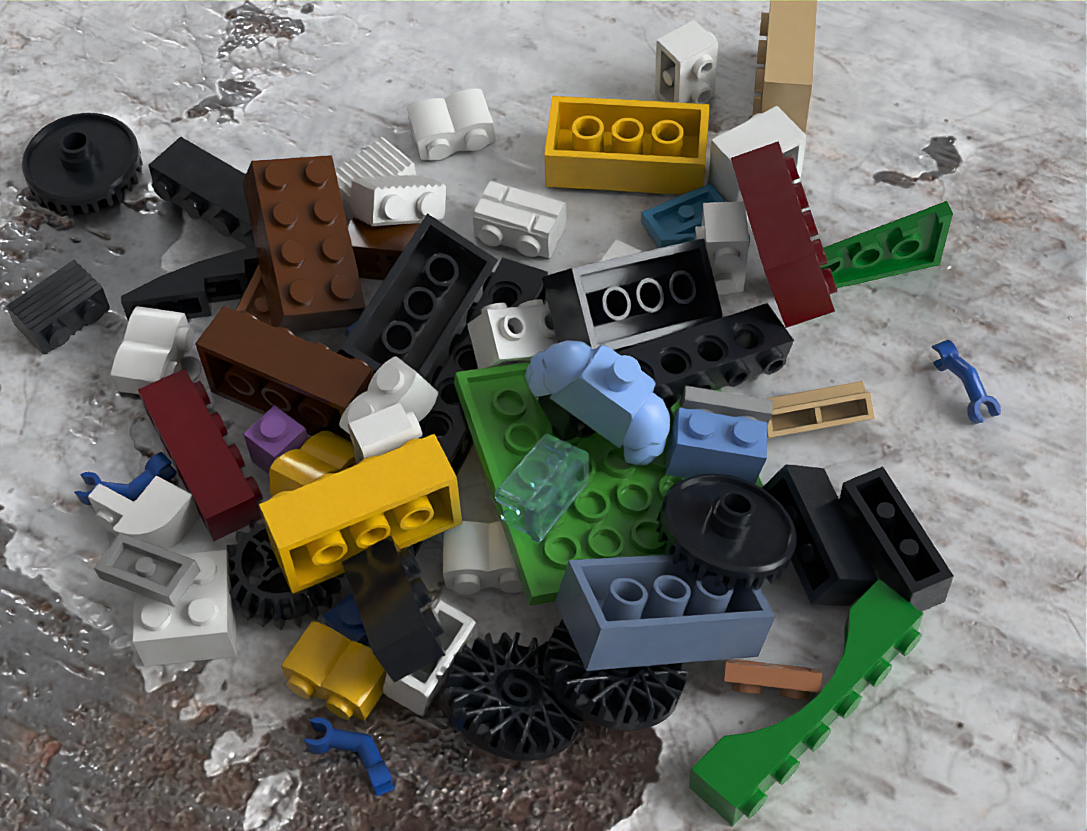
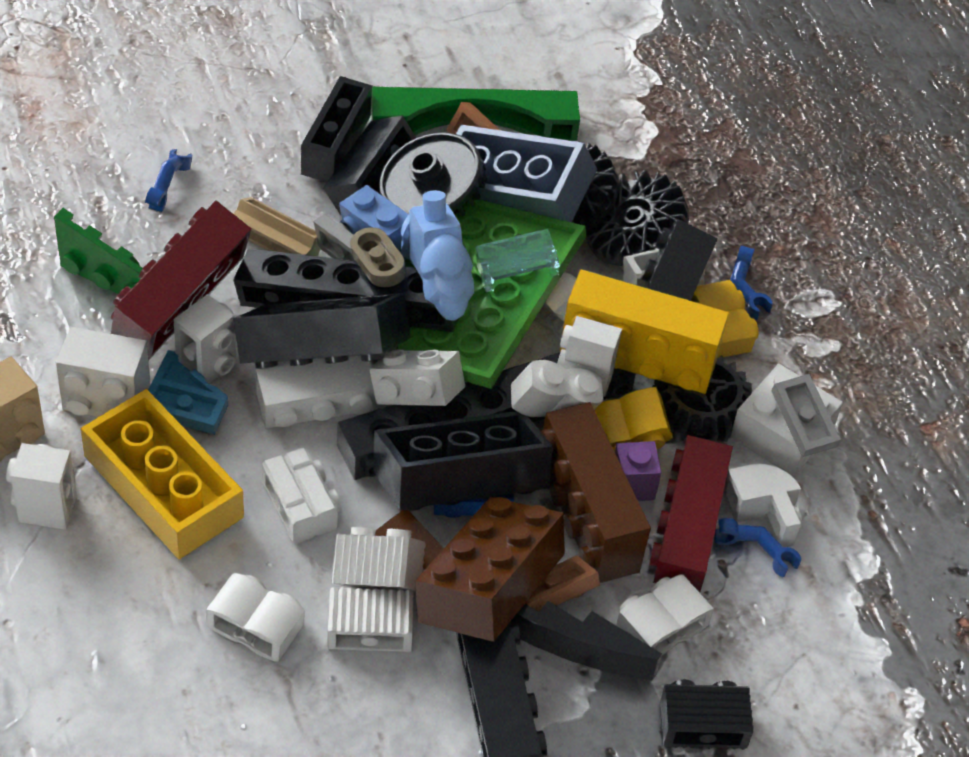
camera: 145 degrees left, 5 degrees down
(674, 375) = (378, 257): none -> dark tan plate

